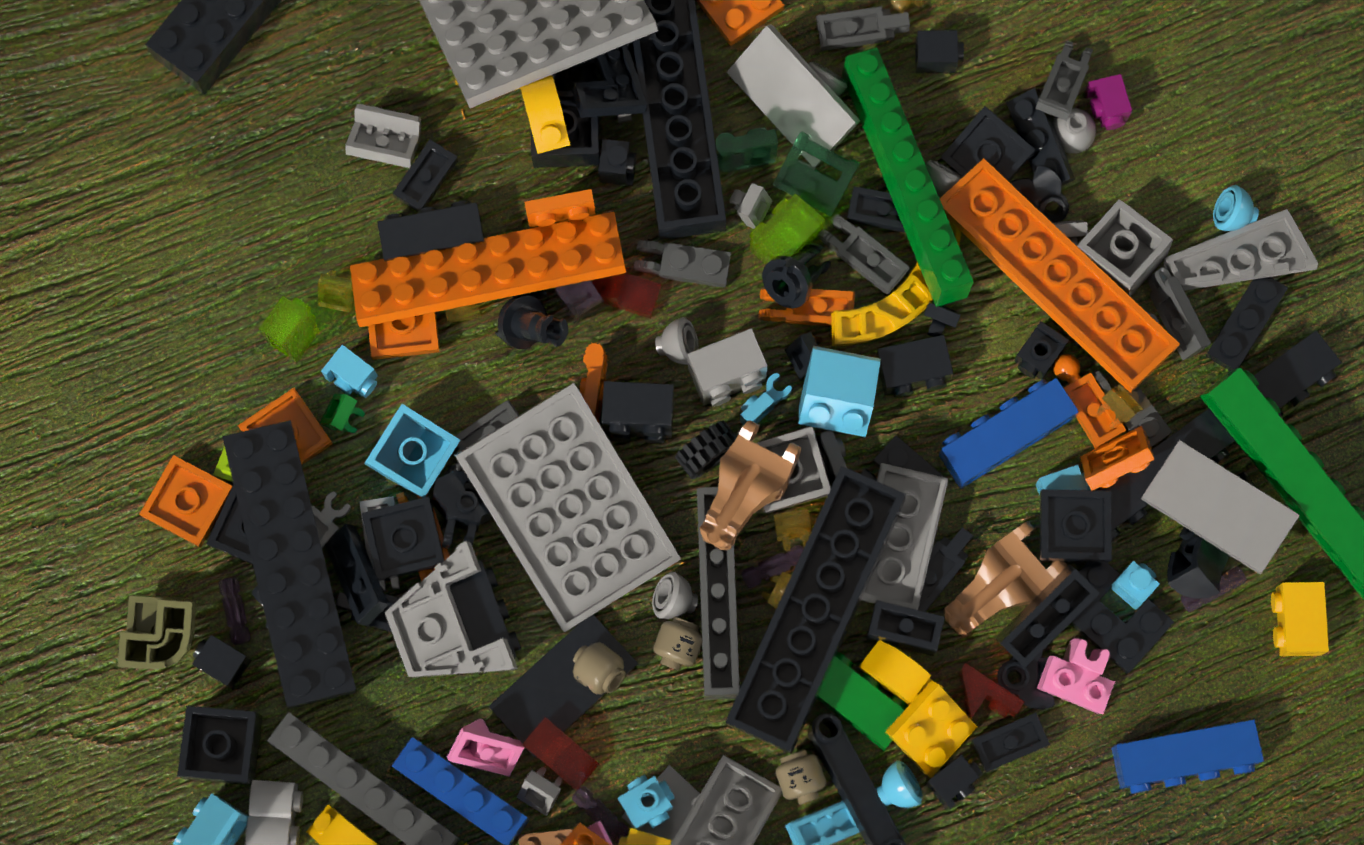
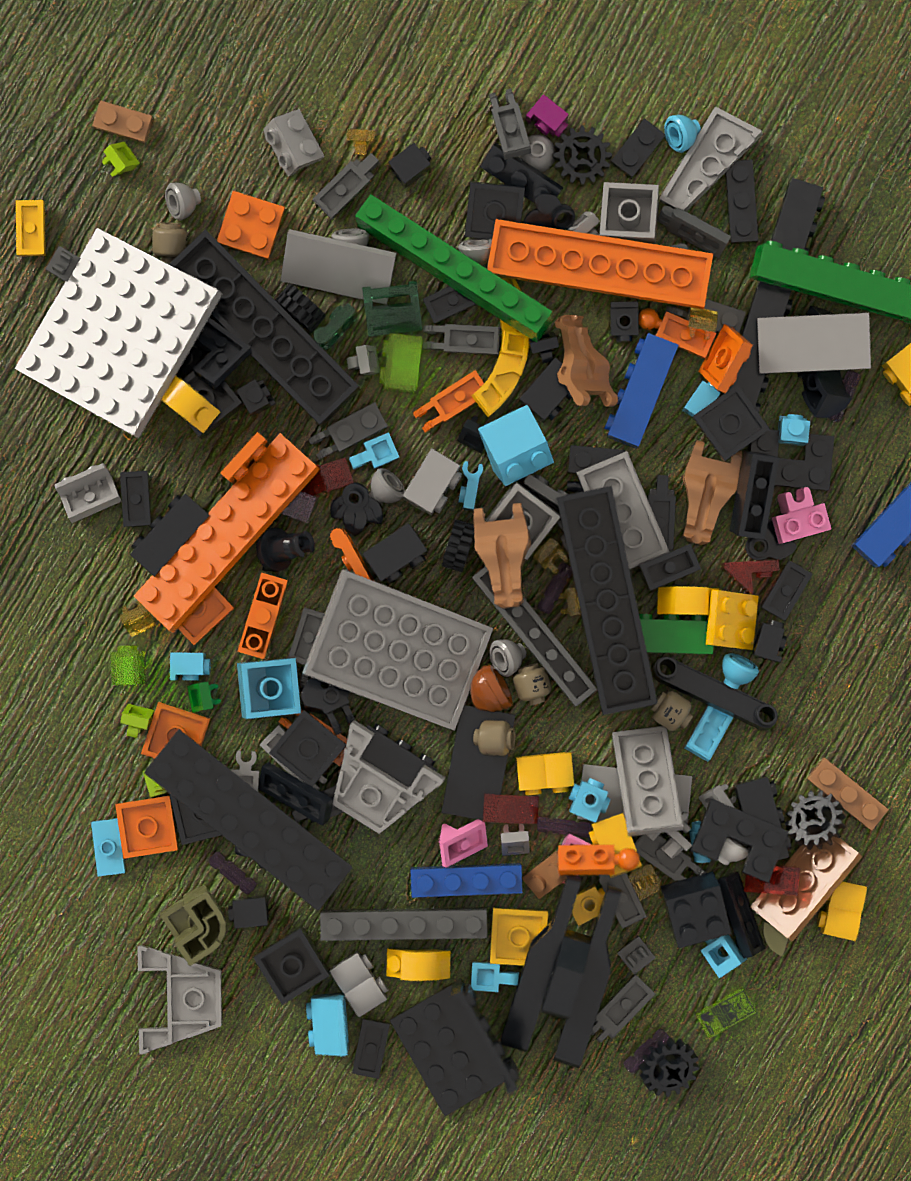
camera: 40 degrees left, 10 degrees up
(96, 705) = (192, 998): none -> light grey wing
(132, 494) = (108, 847): none -> medium azure plate
(259, 387) = (136, 718): none -> lime tile
(461, 377) = (263, 616): none -> orange slope
(623, 742) = (545, 771): none -> yellow brick
(630, 618) = (490, 690): none -> dark orange hat
(631, 346) = (356, 513): none -> black plate
(698, 303) = (378, 452): none -> medium azure plate
(726, 106) = (300, 308): none -> black tyre
(789, 279) = (430, 394): black piece -> none
(965, 363) = (583, 367): none -> medium nougat animal
(1102, 165) = (573, 147): none -> black gear
(1178, 196) = (637, 148): none -> black plate

